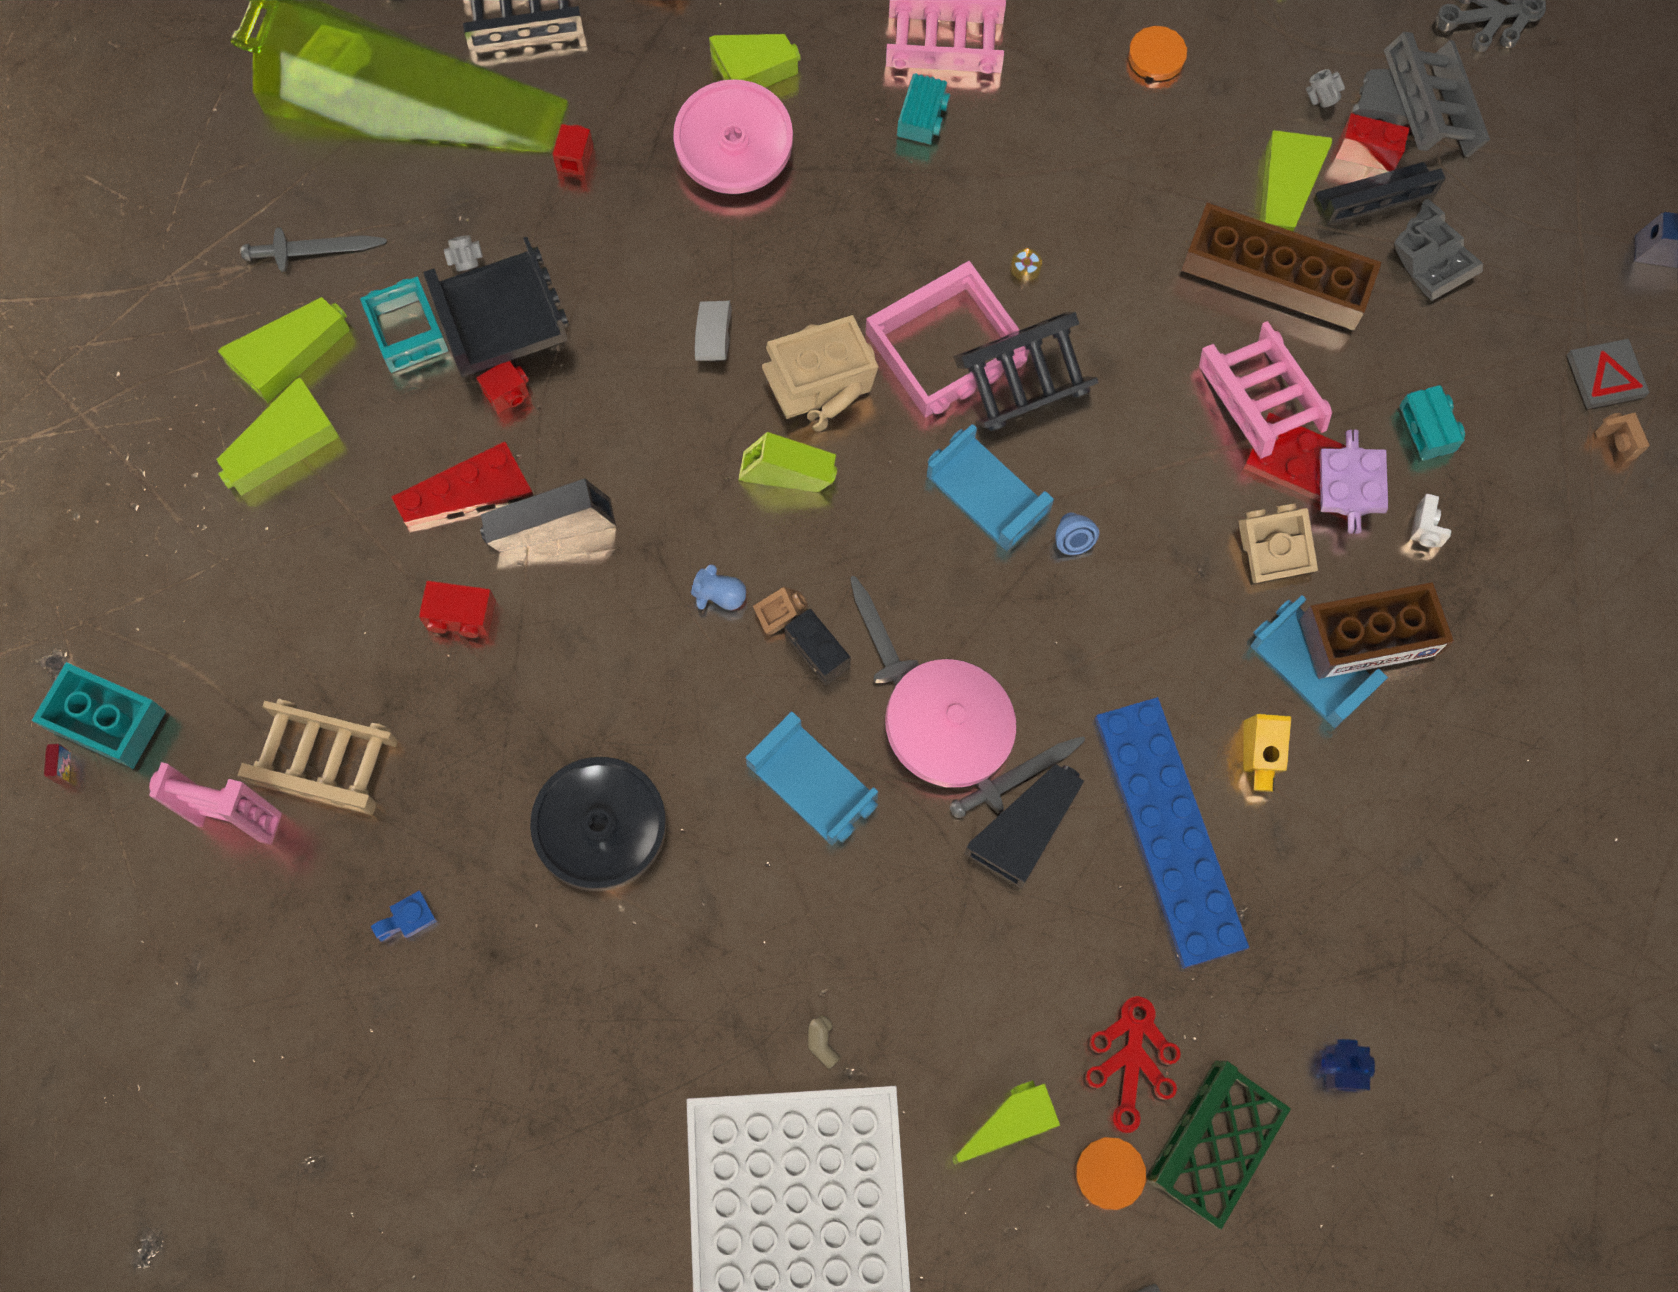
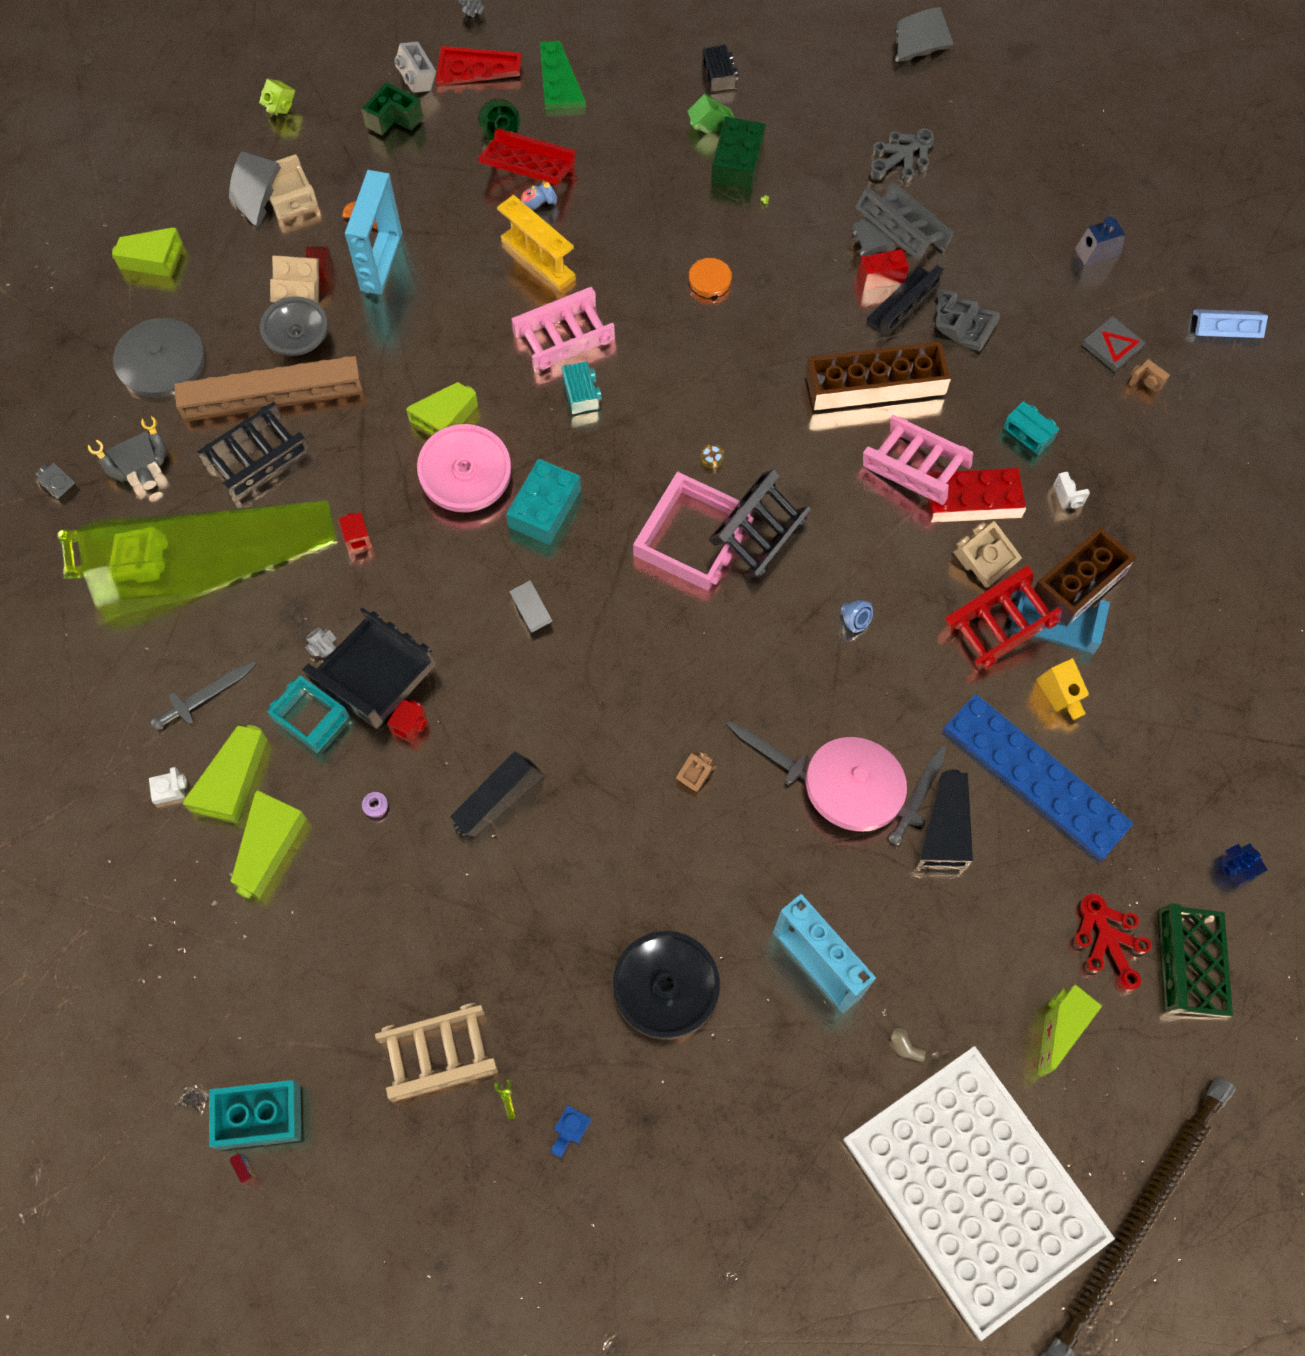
camera: 30 degrees left, 5 degrees down
(218, 325) = (168, 786): none -> white bracket
(232, 804) = (413, 1118): bright pink fence -> none
(363, 844) = (506, 1098): none -> clear neon green hand
(420, 466) = (378, 810): none -> lavender plate
(457, 609) = (471, 892): red brick -> none
(474, 483) = (423, 803): red wing -> none
(721, 589) = (648, 778): medium blue animal -> none
(780, 885) = (822, 953): none -> medium azure window
(787, 464) = (639, 669): lime slope -> none
(799, 219) = (543, 501): none -> teal brick
(811, 780) = (788, 873): dark azure panel -> none
(817, 647) = (737, 781): black brick -> none
(820, 369) = (624, 593): tan torso -> none
(986, 489) = (780, 617): dark azure panel -> none
(1110, 1173) = (1143, 1022): orange tile -> none
(1257, 598) = (1001, 594): none -> red fence
(1289, 175) = (845, 315): lime slope -> none
(1325, 88) = (832, 249): light grey gear -> none
(1353, 481) = (1009, 489): lavender plate -> none

